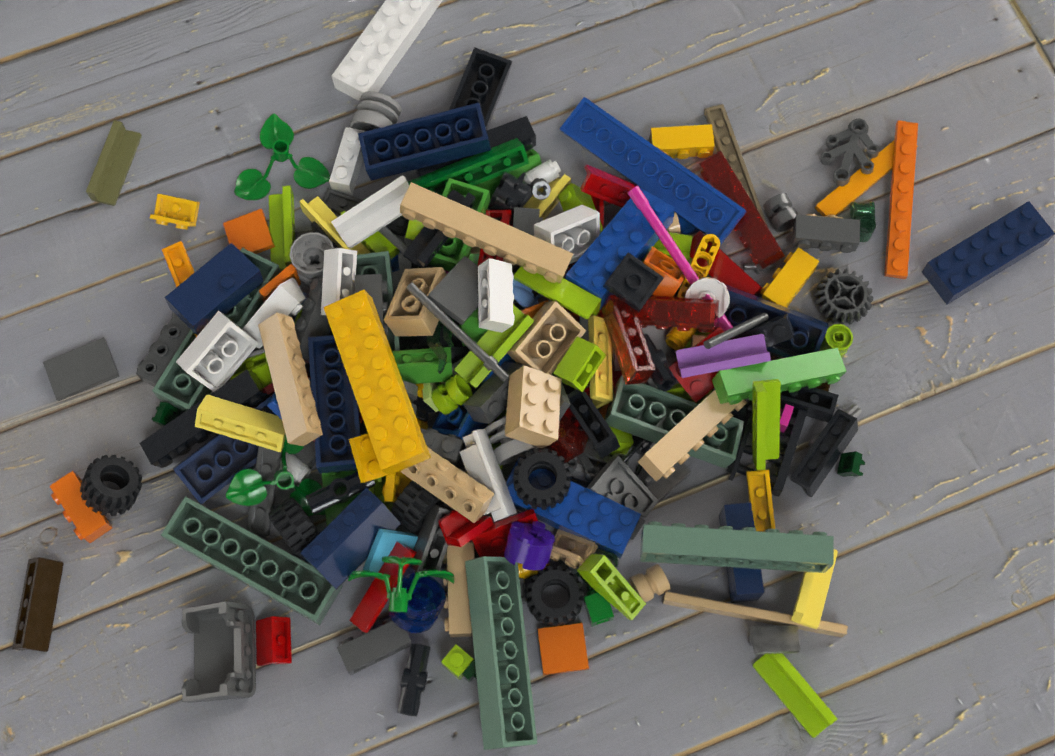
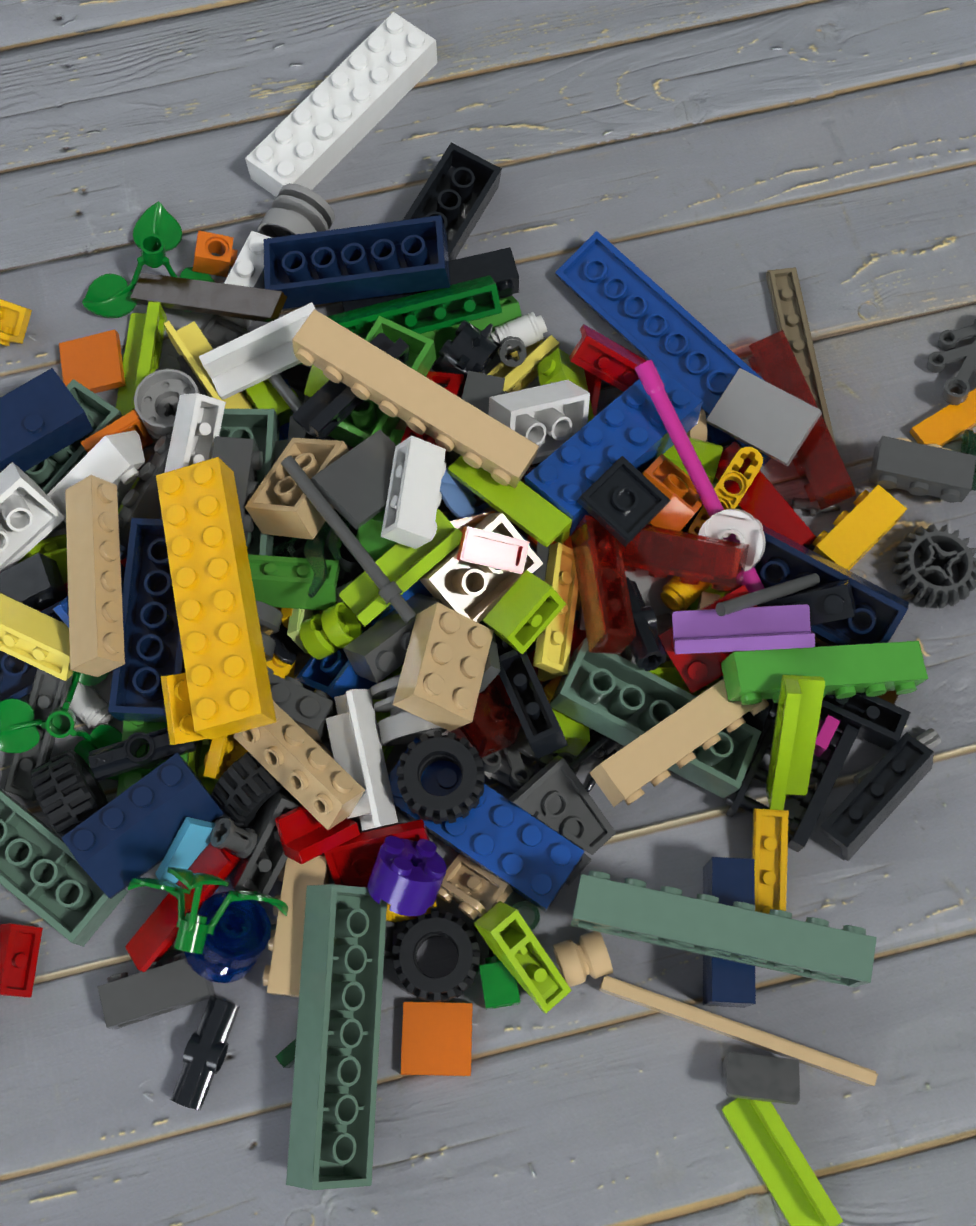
camera: 10 degrees right, 0 degrees up
(315, 152) = (214, 243): none -> orange brick
(325, 178) = (209, 297): none -> tile
(411, 538) = (233, 838): none -> dark grey bush
(457, 661) = (272, 1035): lime brick -> none
(553, 326) = (493, 550): none -> tile
(664, 486) = (624, 814): flat silver panel -> none
(684, 141) = (732, 311): yellow brick -> none
(716, 212) = (764, 417): none -> light grey tile
(780, 211) = (859, 430): dark grey wheel -> none
(812, 597) = (826, 1022): light yellow panel -> none
(838, 337) = (921, 625): lime wheel -> none
(850, 464) = (914, 819): dark green tile -> none

